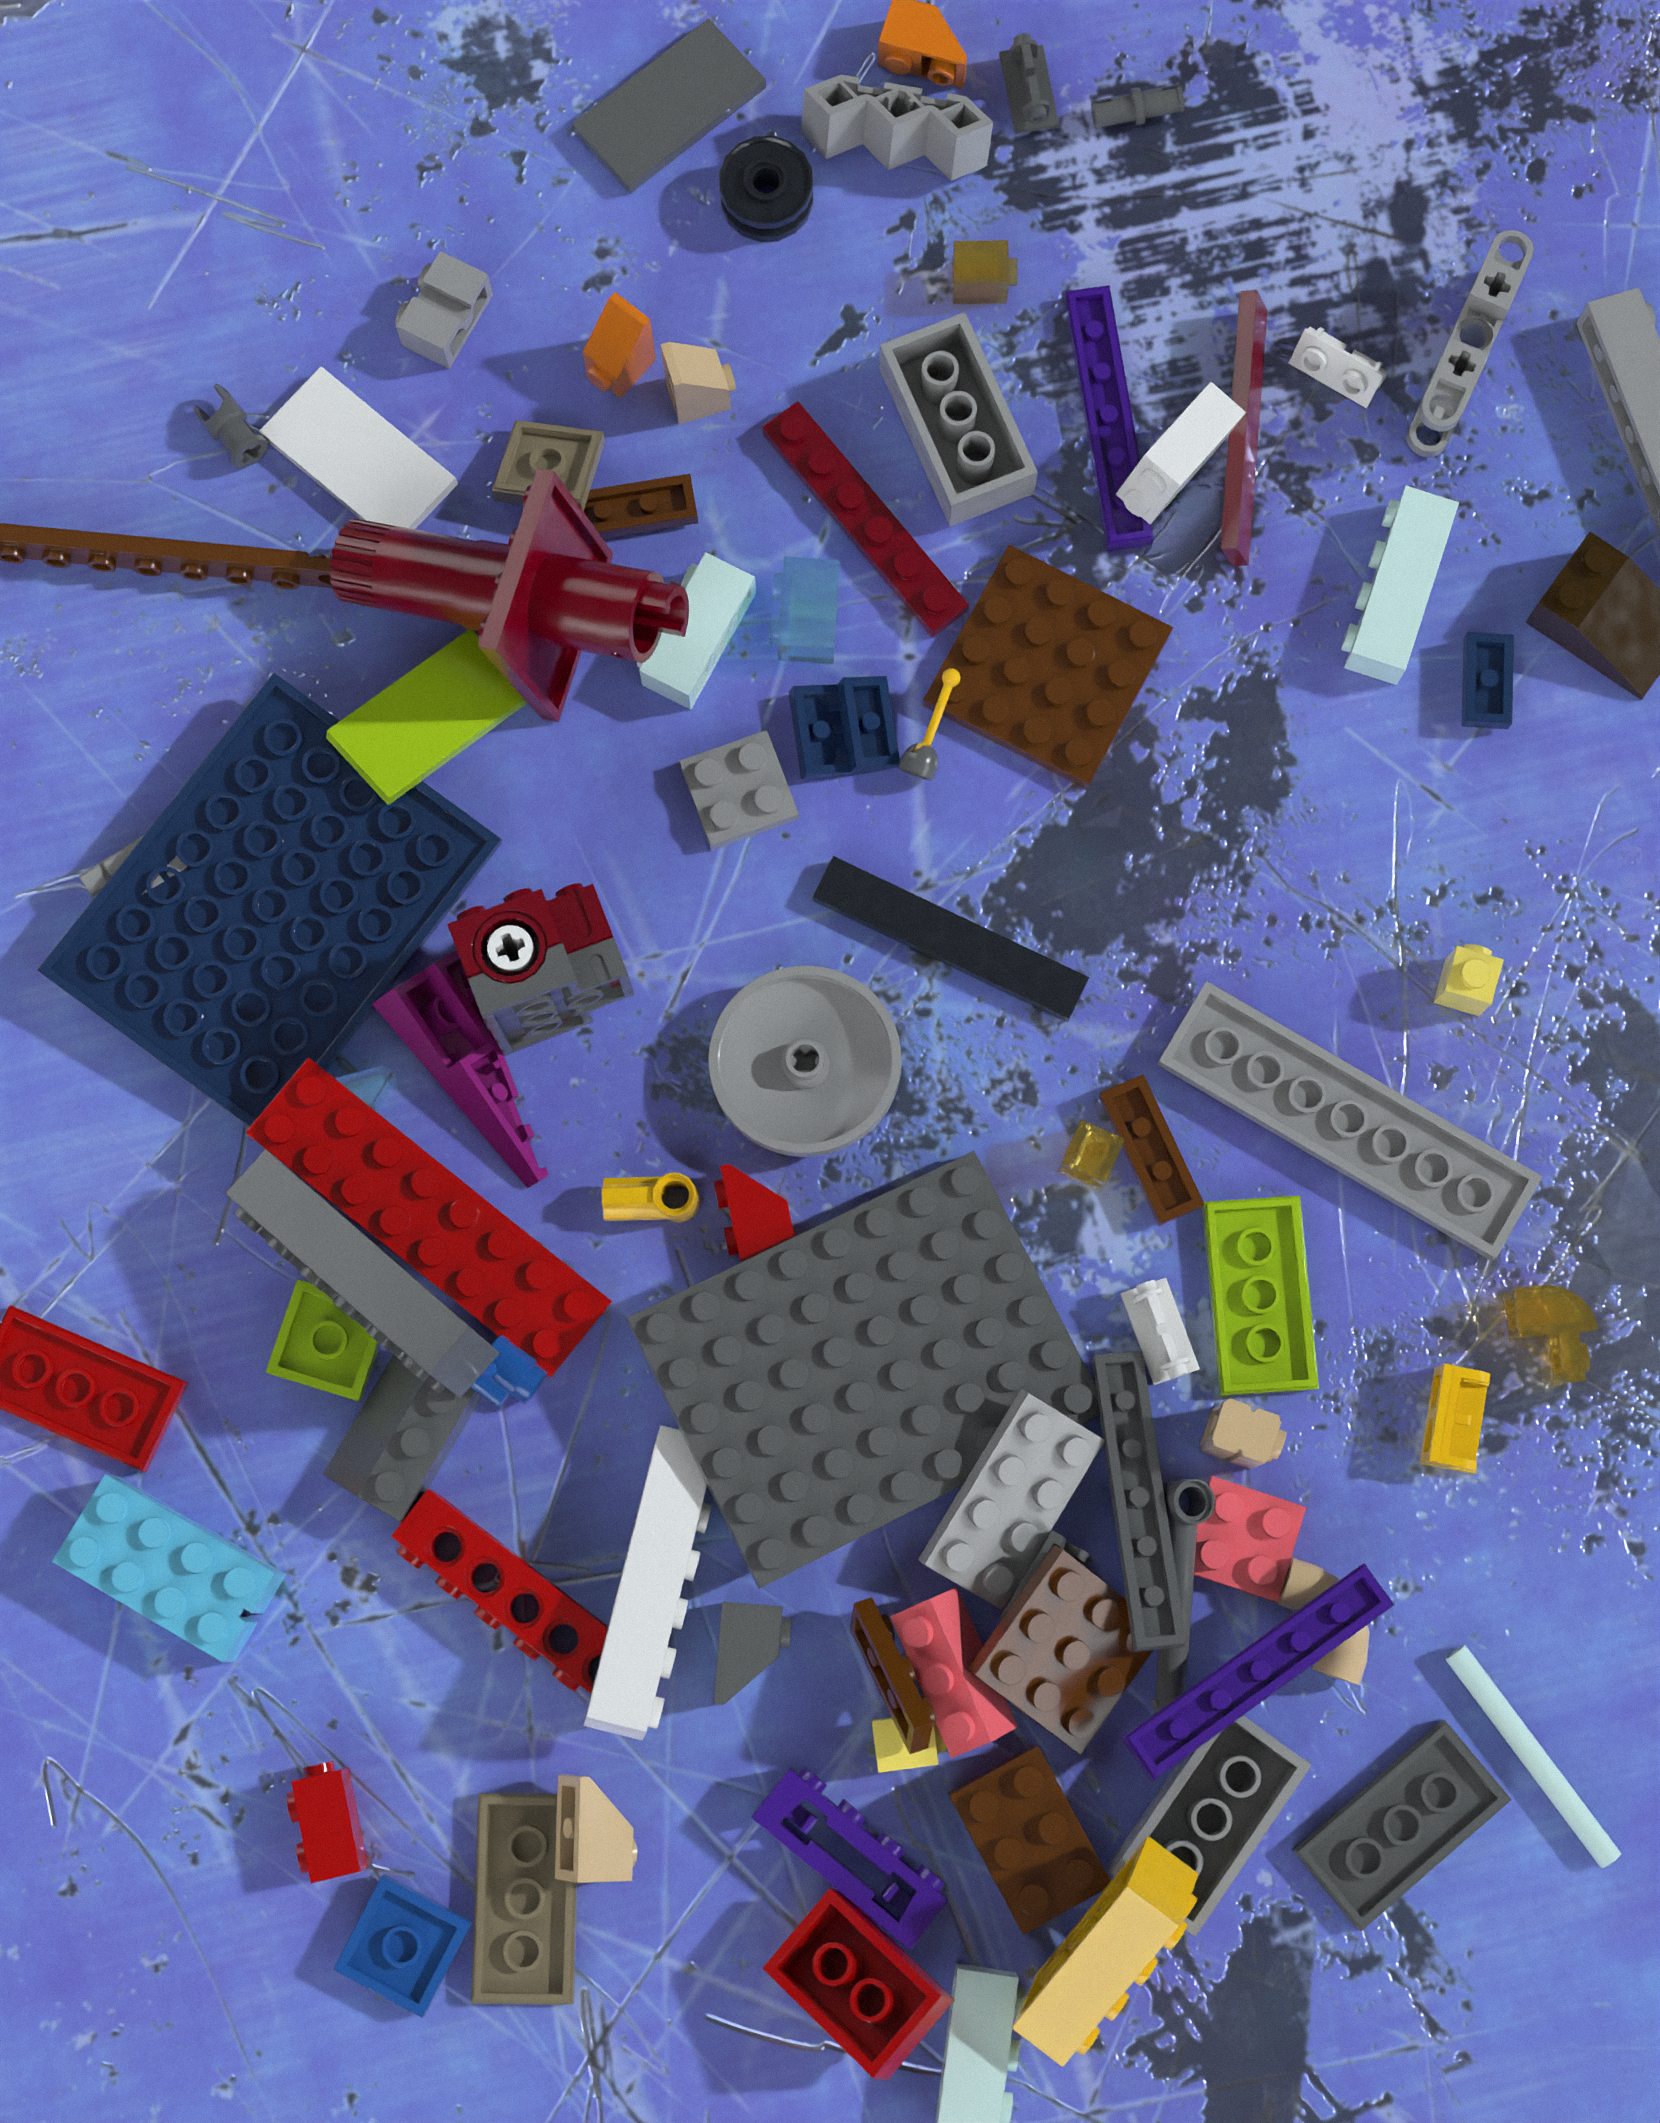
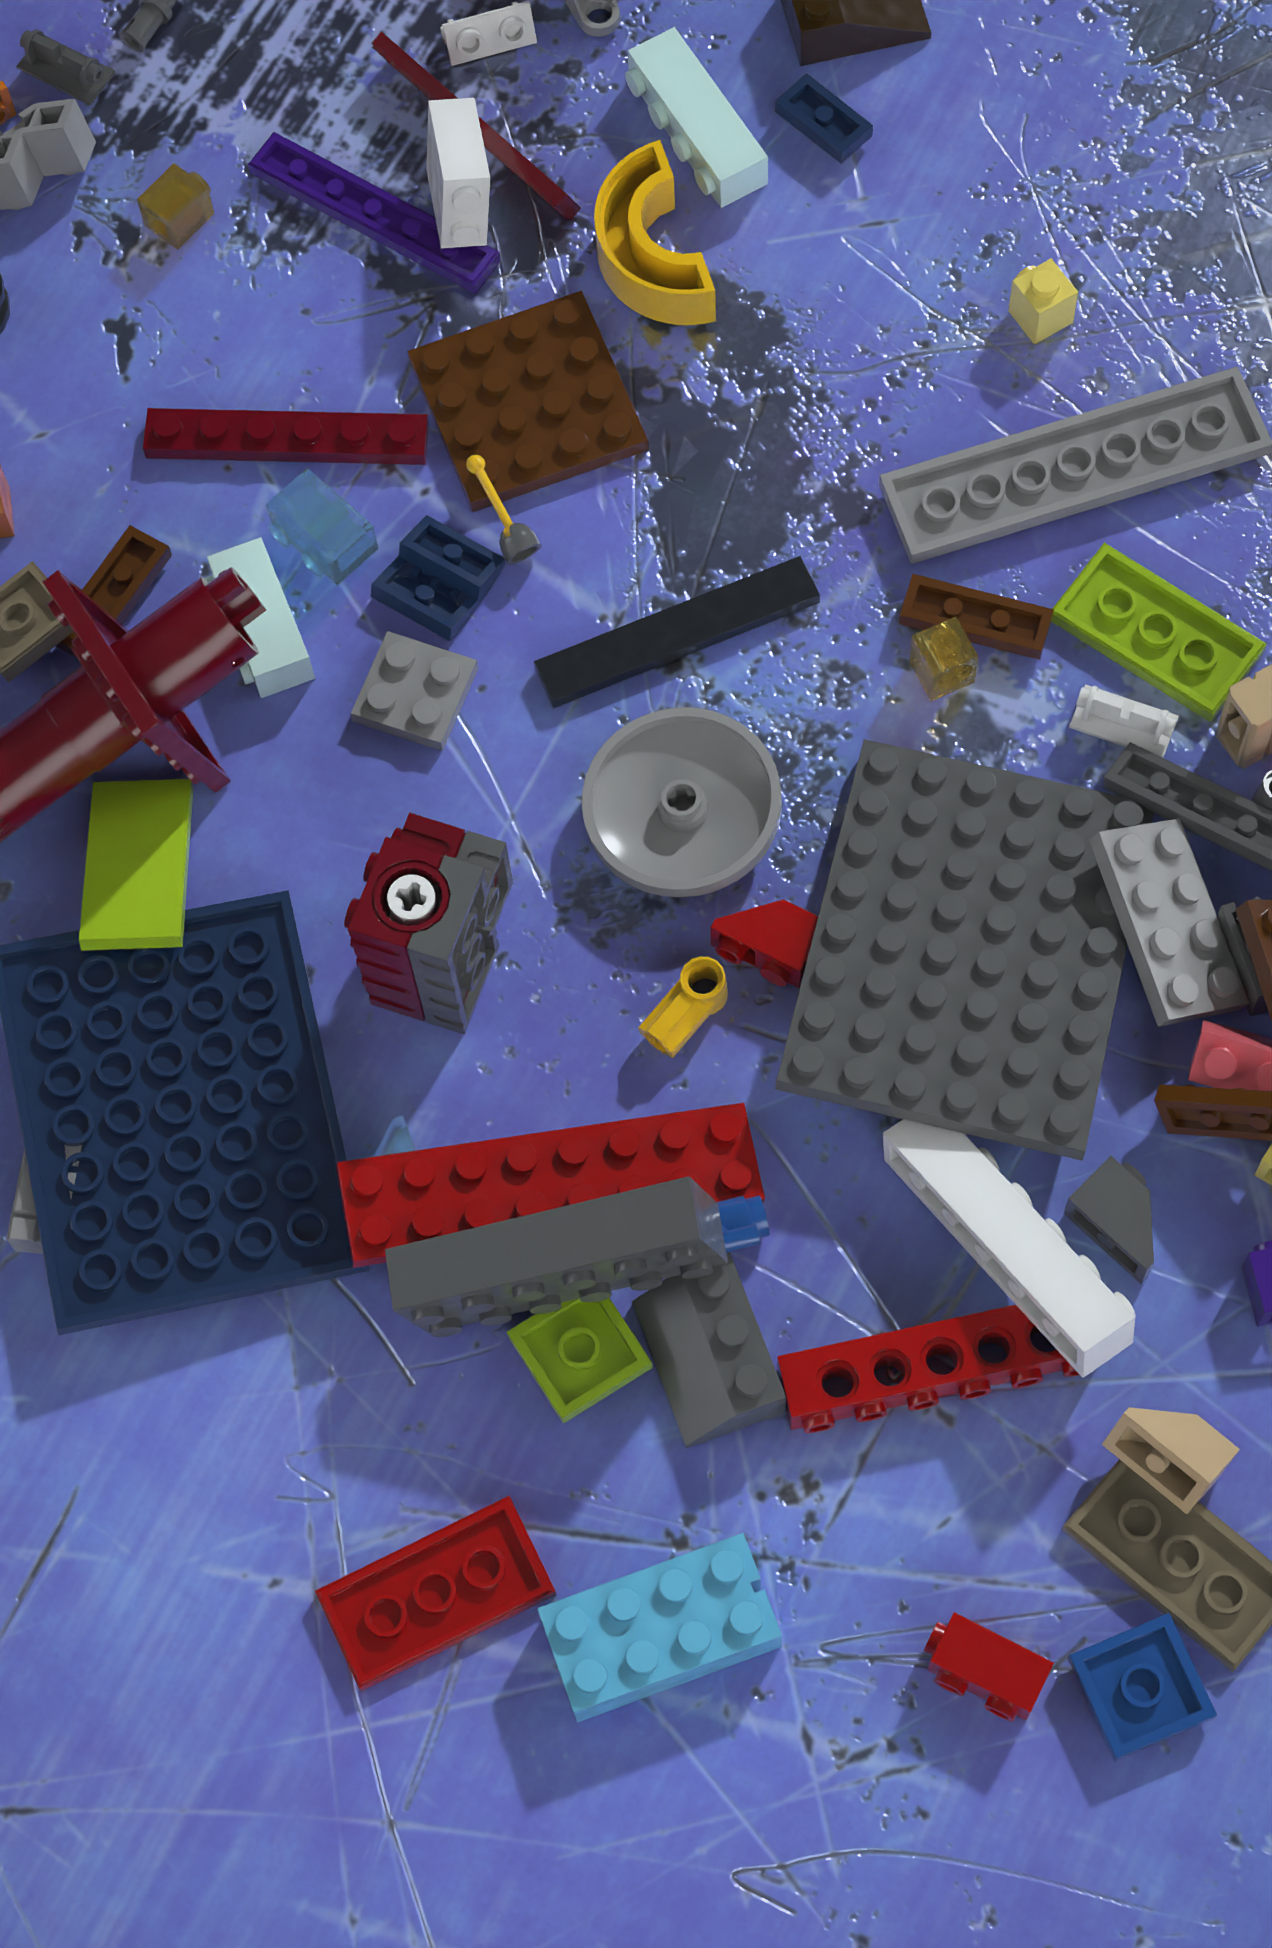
camera: 45 degrees left, 10 degrees down
(448, 1035) = (412, 1059): magenta wedge -> none
(696, 381) = (61, 464): tan slope -> none
(957, 419) = (276, 305): light grey brick -> none
(1251, 607) = (636, 269): none -> yellow brick

